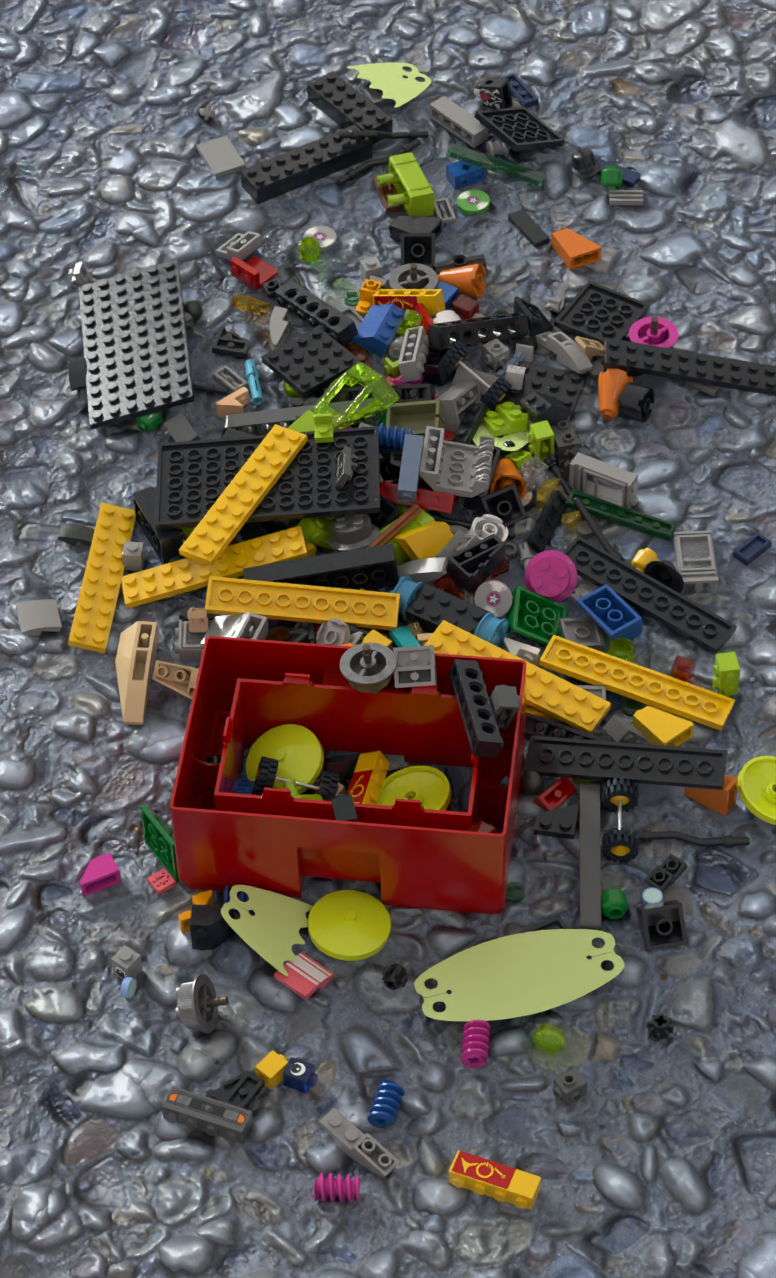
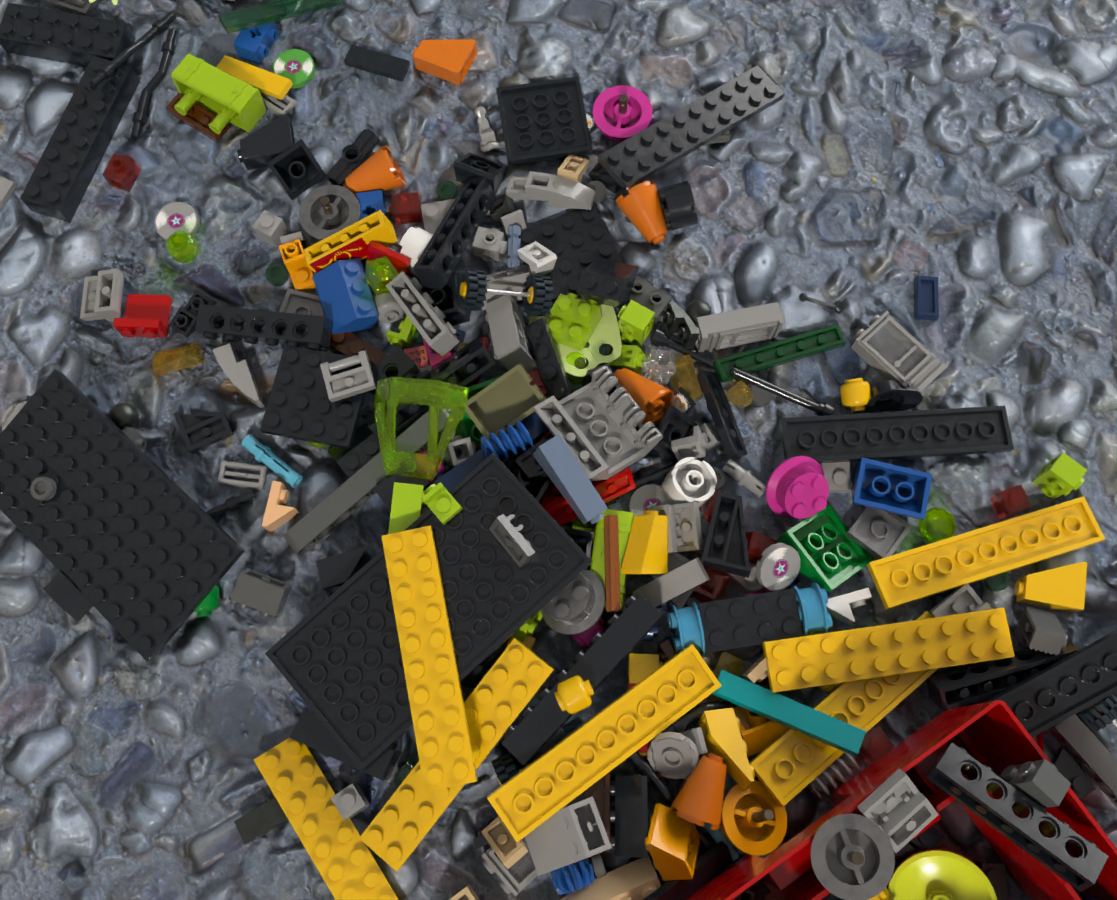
camera: 40 degrees left, 25 degrees up
(114, 311) = (43, 488): none -> dark grey tile
(305, 562) = (574, 694): none -> yellow head
(312, 194) = (121, 172): none -> clear red brick
(337, 356) = (349, 382): none -> light grey plate
(443, 192) = (261, 79): none -> yellow tile
(511, 518) = (690, 446): none -> light grey bracket
(687, 520) = (838, 308): none -> black hinge

